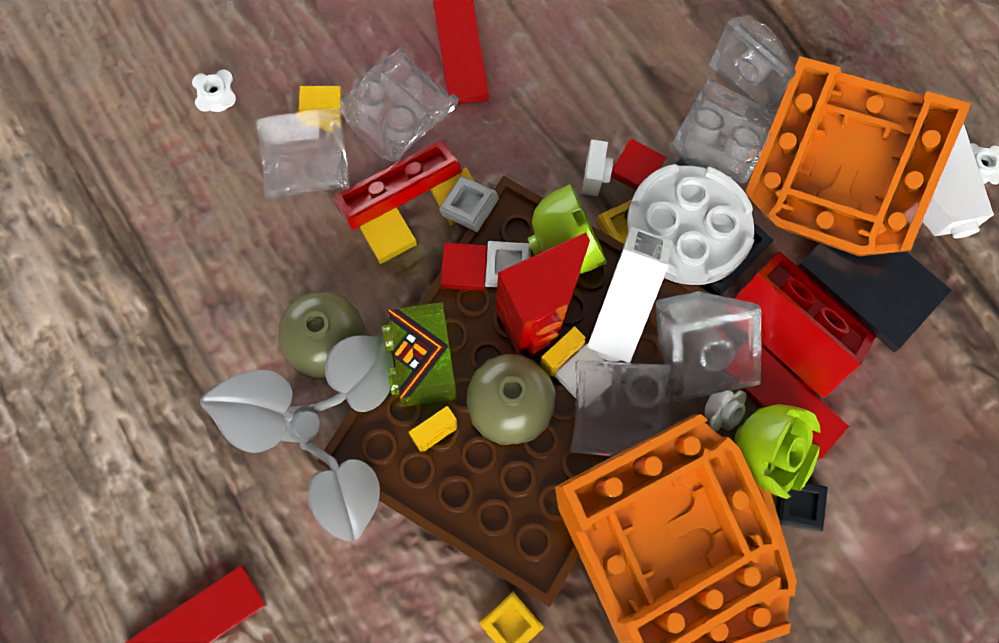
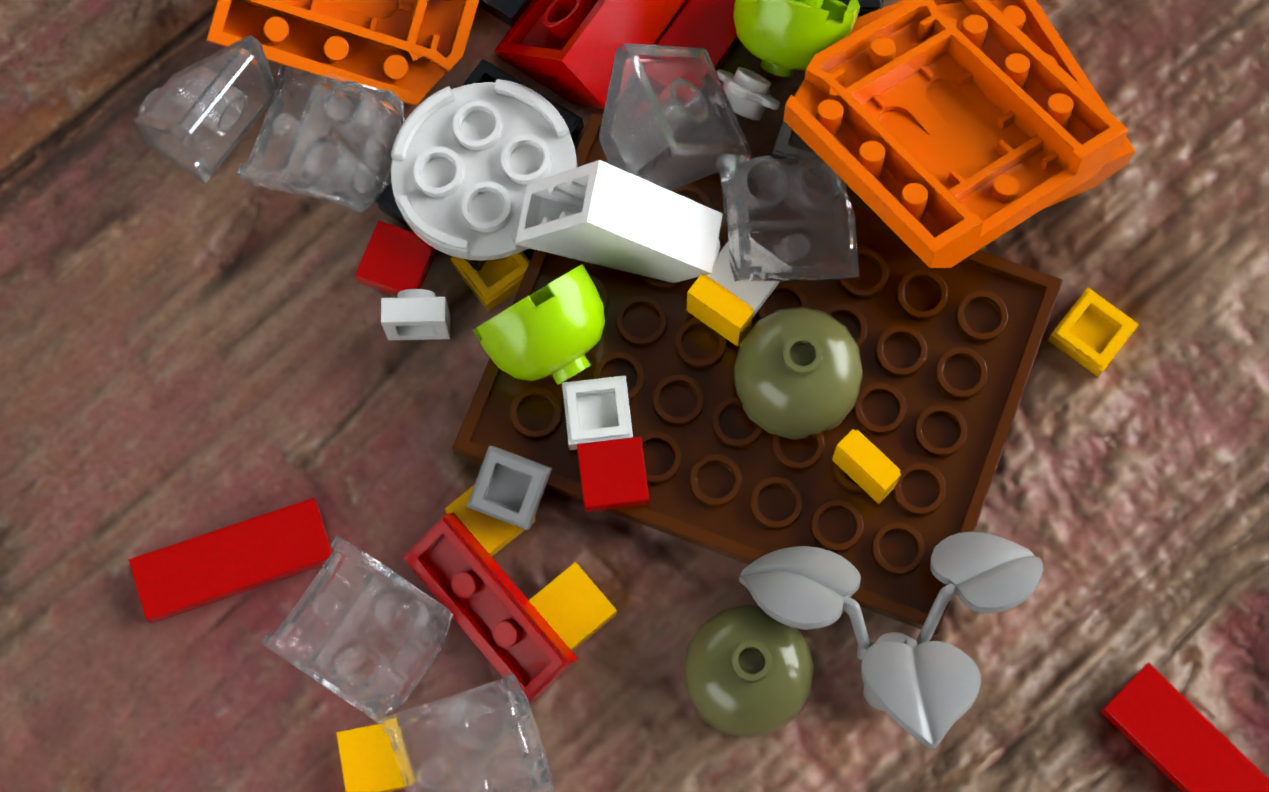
camera: 95 degrees left, 0 degrees up
(421, 355) = (763, 504): brick -> none
(537, 295) = (666, 327): red slope -> none

